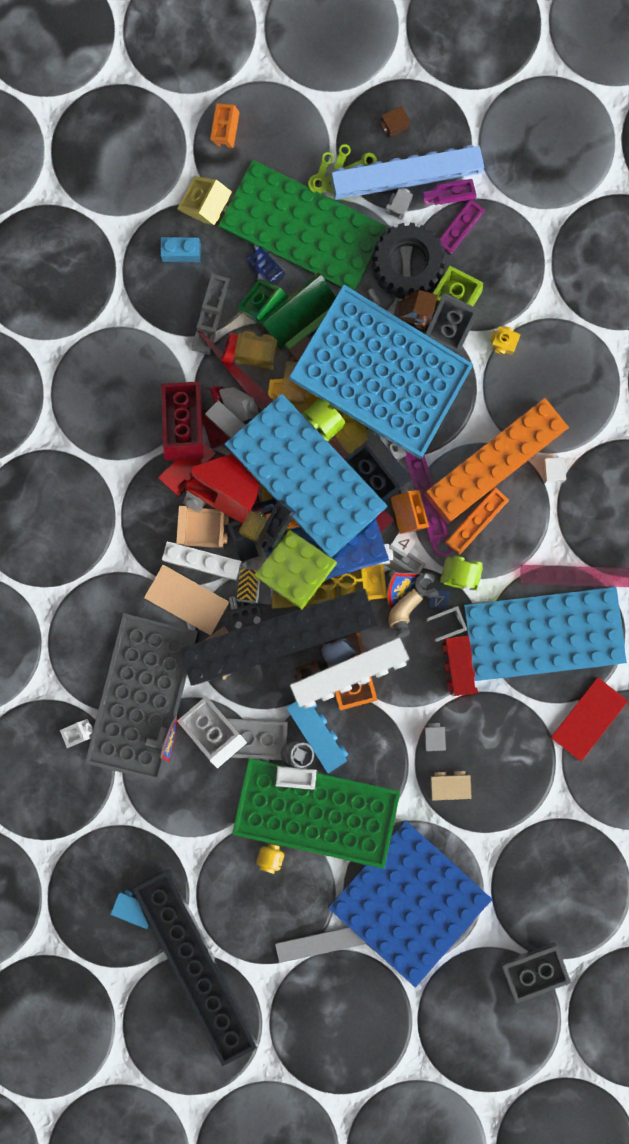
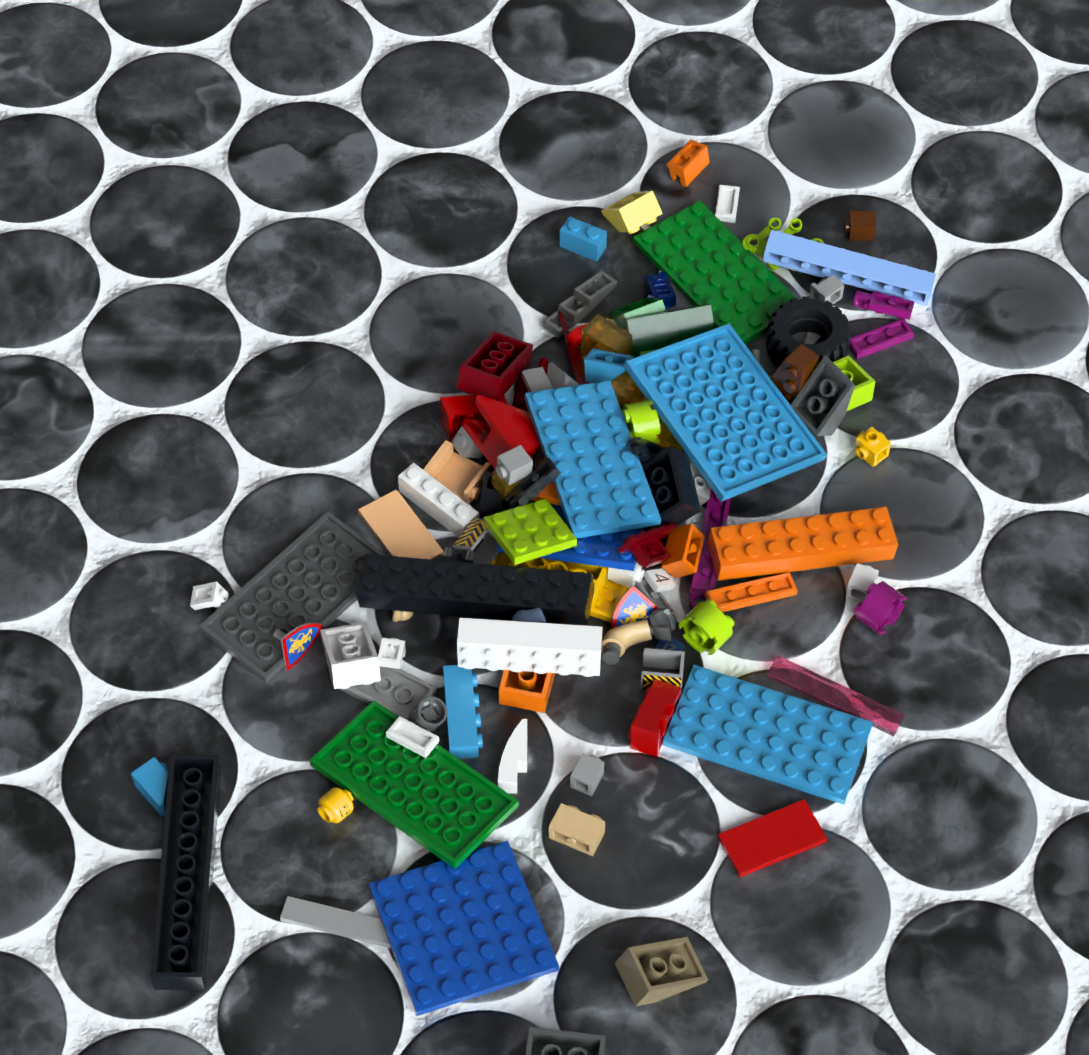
camera: 25 degrees right, 30 degrees down
(240, 713) = (391, 653): none -> white bracket
(254, 521) = (514, 465): none -> light grey brick
(269, 376) = (604, 365): none -> dark azure slope
(275, 150) = (727, 203): none -> white tile
(347, 442) = (644, 449): none -> black hinge
(376, 751) = (513, 759): none -> white slope
(390, 534) = (647, 545): none -> dark red bracket
(564, 866) = (660, 970): none -> dark tan slope
(580, 489) = (880, 607): none -> magenta brick

